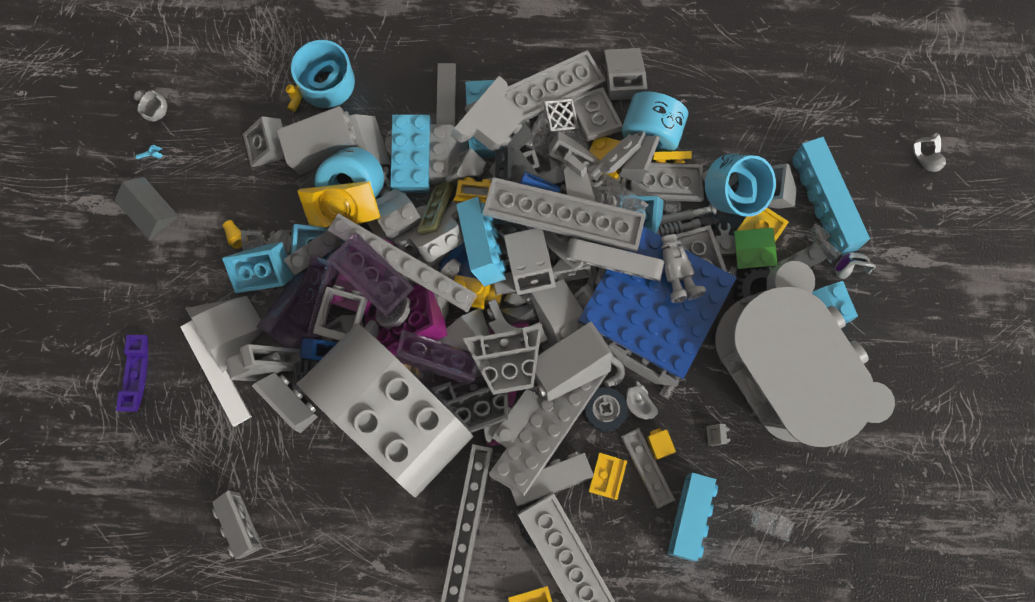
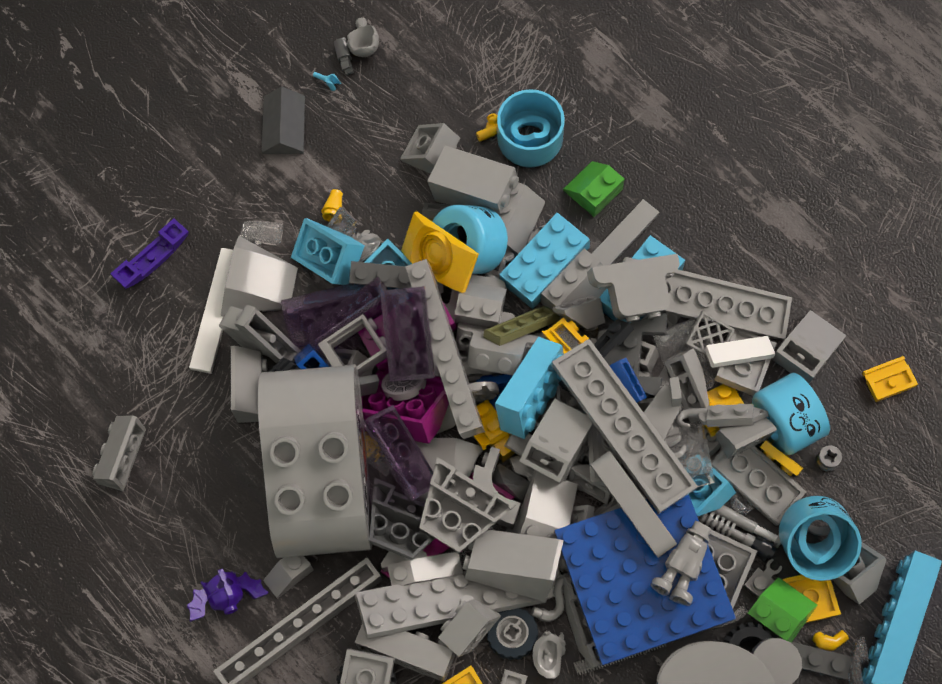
camera: 45 degrees right, 5 degrees down
(146, 126) = (344, 55): none -> dark grey bar
(199, 292) = (262, 232): none -> clear slope
(397, 553) = (224, 593): none -> dark purple helmet
(399, 80) = (595, 187): none -> bright green slope
(427, 503) = (287, 574): none -> light grey slope
(580, 430) = (468, 627): none -> light grey slope
(587, 110) = (739, 351): none -> white tile
(689, 53) = (889, 379): none -> yellow plate
(698, 136) = (826, 462): none -> flat silver wheel
(796, 245) = (828, 642): none -> yellow arm

